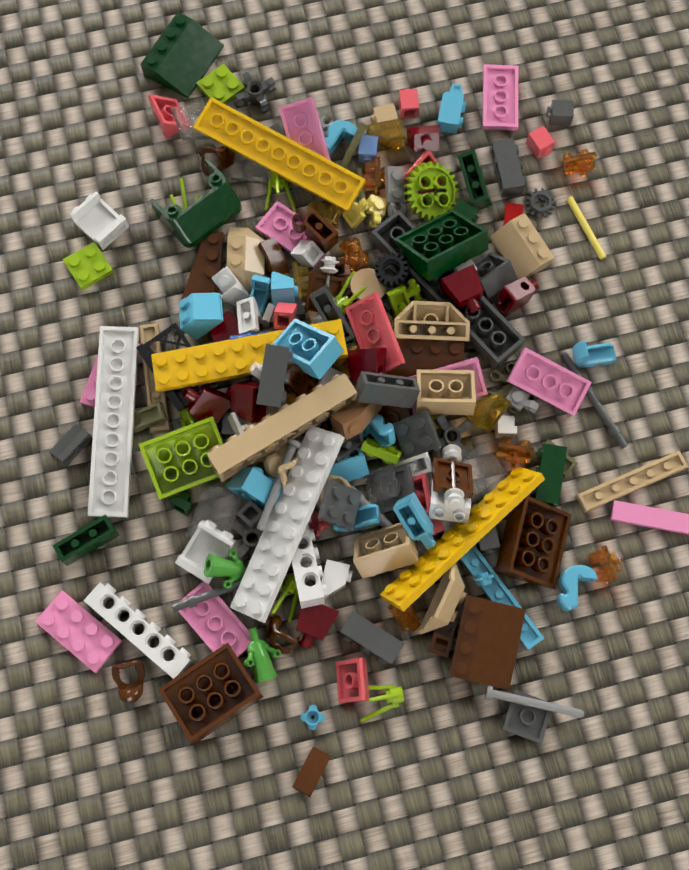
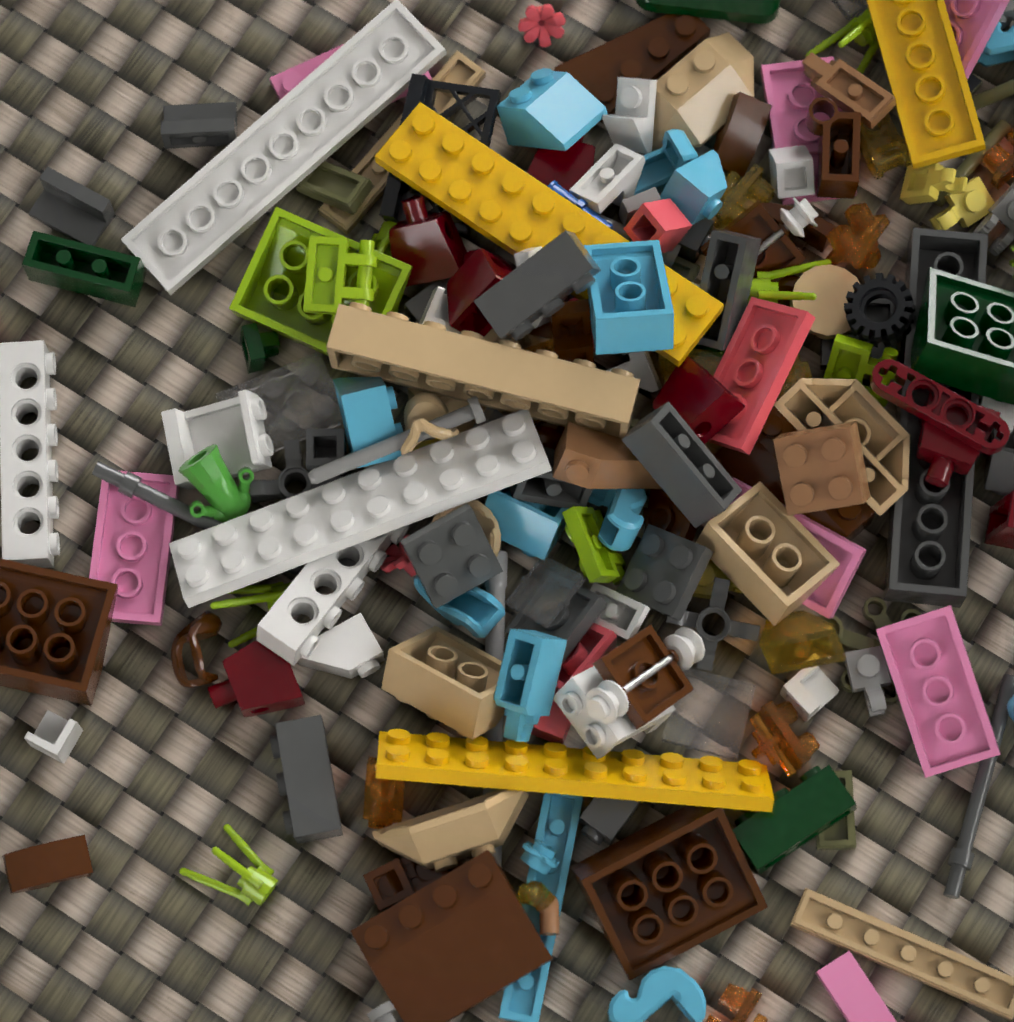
camera: 50 degrees right, 0 degrees up
(55, 523) = (71, 208): none -> dark grey panel
(160, 286) = (541, 24): none -> coral plant
(184, 448) = (327, 274): none -> lime plate
(259, 657) = (135, 654): bright green piece -> none
(262, 722) = (55, 736): none -> white panel
(296, 204) = (849, 89): none -> medium nougat hinge
(312, 723) = (116, 790): medium azure plate -> none
(352, 680) = (226, 807): coral slope -> none
(435, 342) = (822, 468): none -> medium nougat brick
(454, 285) = (936, 412): none -> dark red beam
(502, 592) = (545, 902): none -> arm

